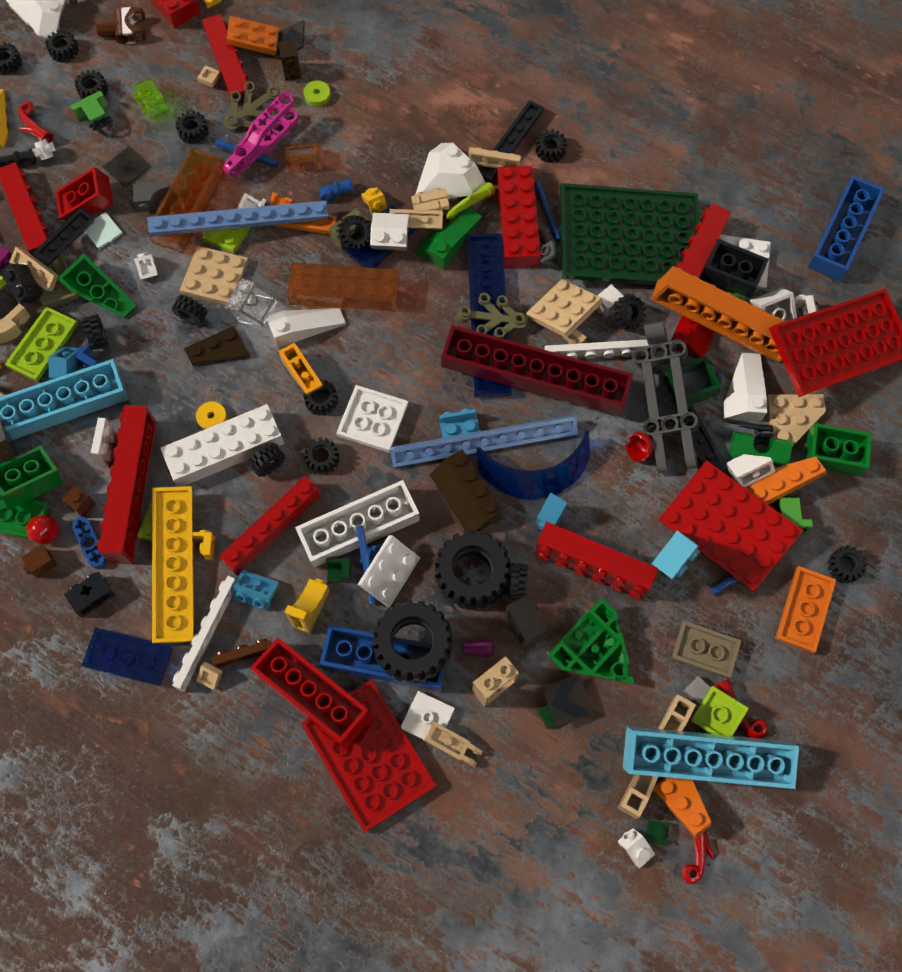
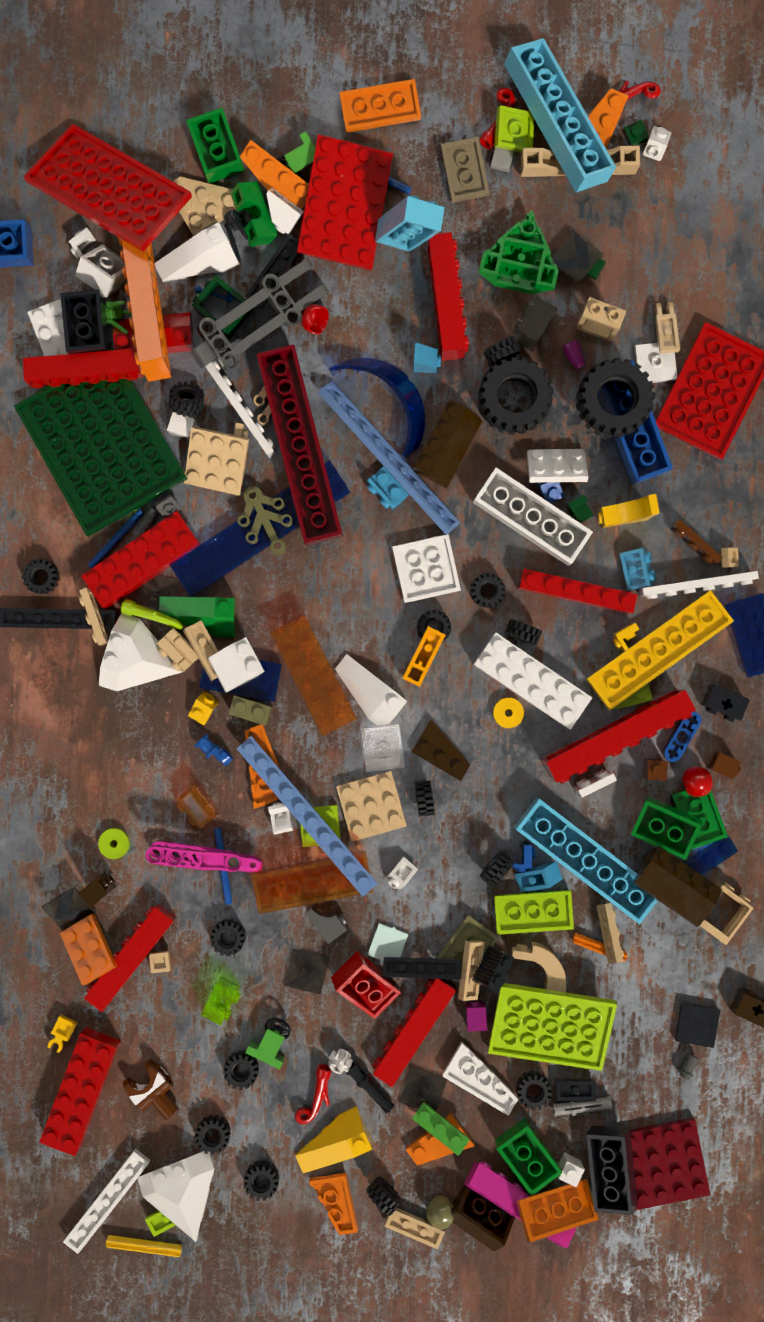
camera: 115 degrees left, 20 degrees up
(93, 285) = (450, 905): green wedge -> none
(249, 108) = (175, 894): olive plant -> none
(311, 693) = (699, 460): red brick -> none
(363, 228) = (259, 688): black tyre -> none
(364, 555) = (557, 492): blue bar -> none
(854, 556) = (318, 79): black tyre -> none

